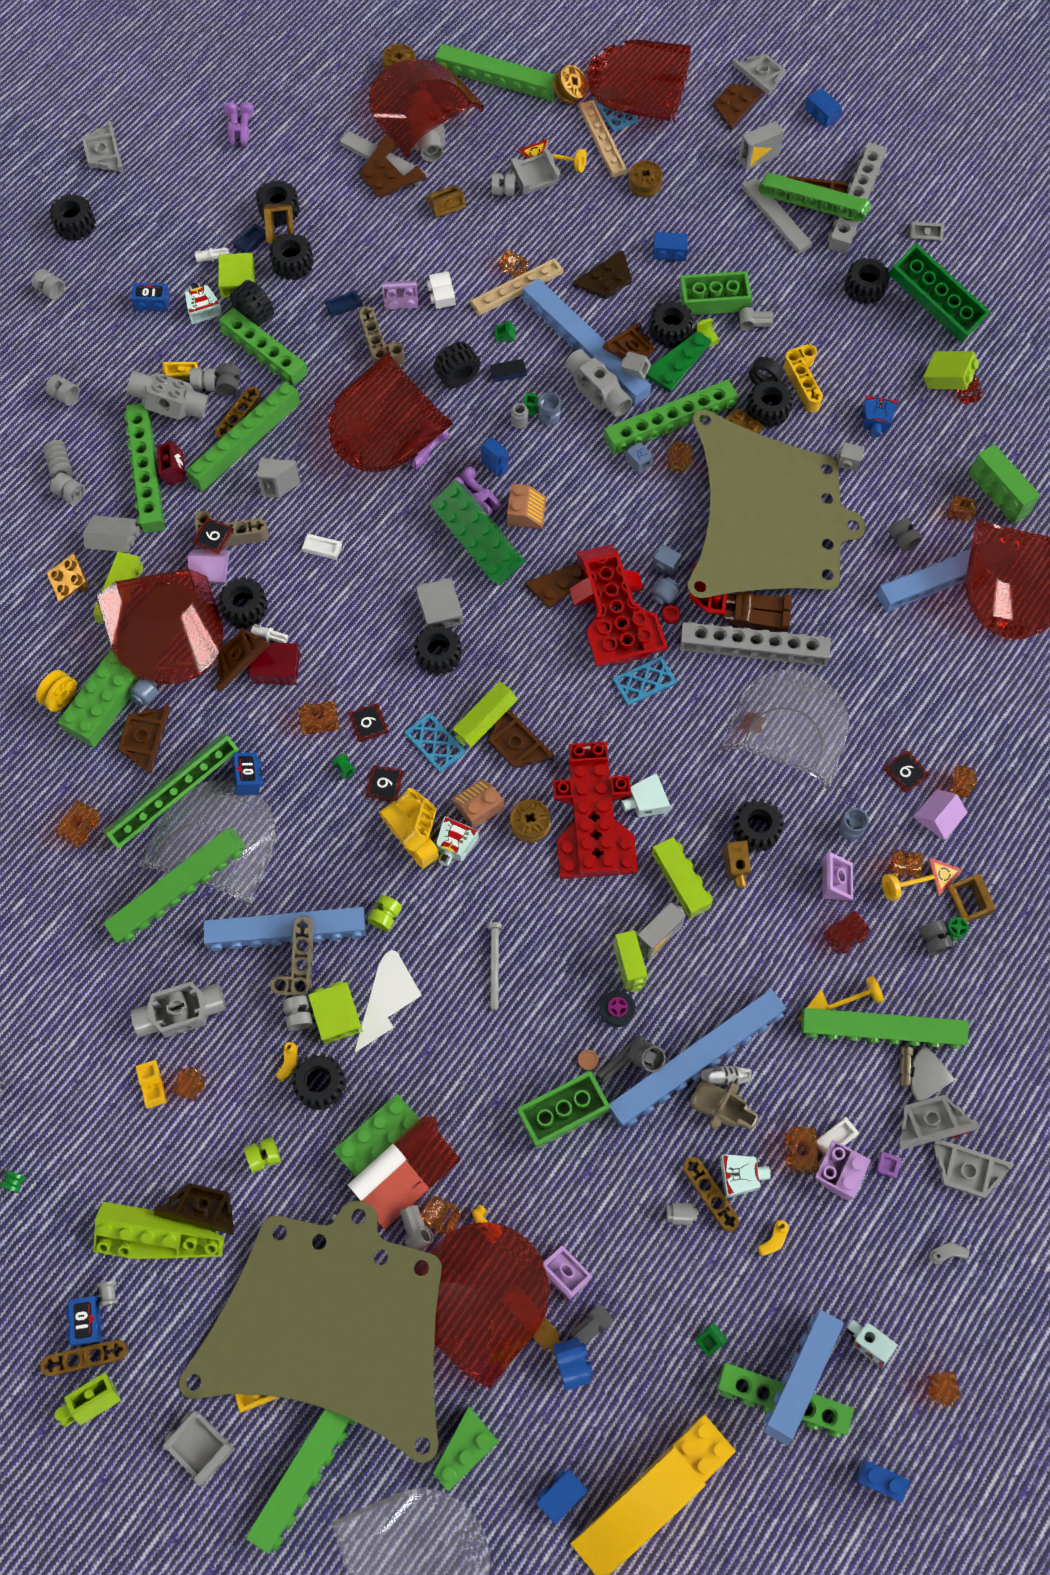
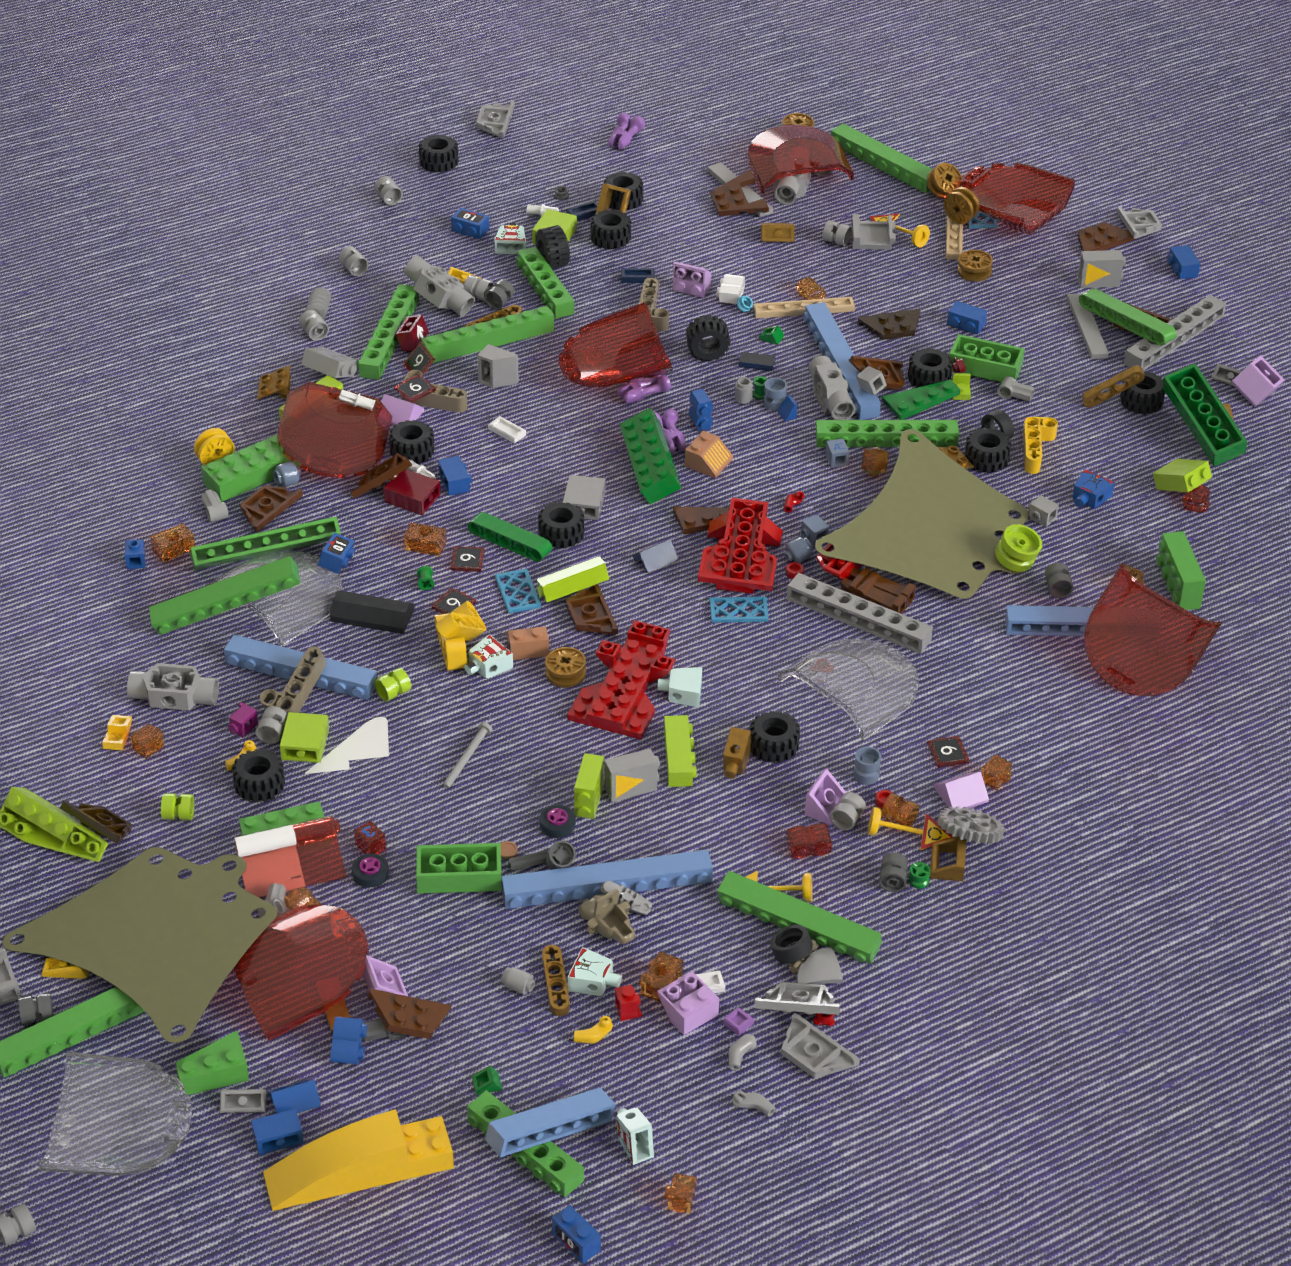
camera: 25 degrees right, 25 degrees down
(48, 854) = (135, 554): none -> blue brick
(96, 763) = (214, 507): none -> light grey piece
(174, 585) = (356, 400): none -> white axle
(196, 495) = (419, 359): none -> piece
(214, 220) = (561, 193): none -> dark grey bush
(262, 1464) = (35, 1008): none -> dark grey wheel
(265, 1019) = (243, 720): none -> magenta brick
(304, 626) = (454, 475): none -> blue brick
(314, 827) = (371, 612): none -> black piece
(395, 682) = (509, 536): none -> green beam
(462, 303) = (744, 303): none -> medium azure plate
(462, 1109) = (370, 838): none -> clear red brick
(482, 1138) = (370, 870): none -> black wheel
(508, 1470) = (243, 1101): none -> light grey slope
(540, 648) = (656, 556): none -> panel
(553, 1445) = (298, 1096): none -> blue panel
(568, 420) = (788, 409): none -> blue slope
(604, 112) = (961, 205): none -> pearl gold wheel
(610, 1306) = (408, 1014): none -> reddish brown wing
(625, 531) = (792, 500): none -> red arm
(698, 312) = (958, 366): none -> dark red plate
(789, 1195) = (627, 1003): none -> red brick
(845, 288) = (1090, 397): none -> pearl gold beam
(856, 513) = (1018, 548): none -> lime wheel
(863, 887) = (847, 811): none -> light grey wheel
(882, 852) = (880, 797): none -> red tile
(883, 1051) = (794, 952): none -> black tyre
(906, 1200) = (739, 1048): none -> light grey arm
(958, 231) = (1257, 381): none -> lavender slope
(975, 856) = (971, 825): none -> light grey gear

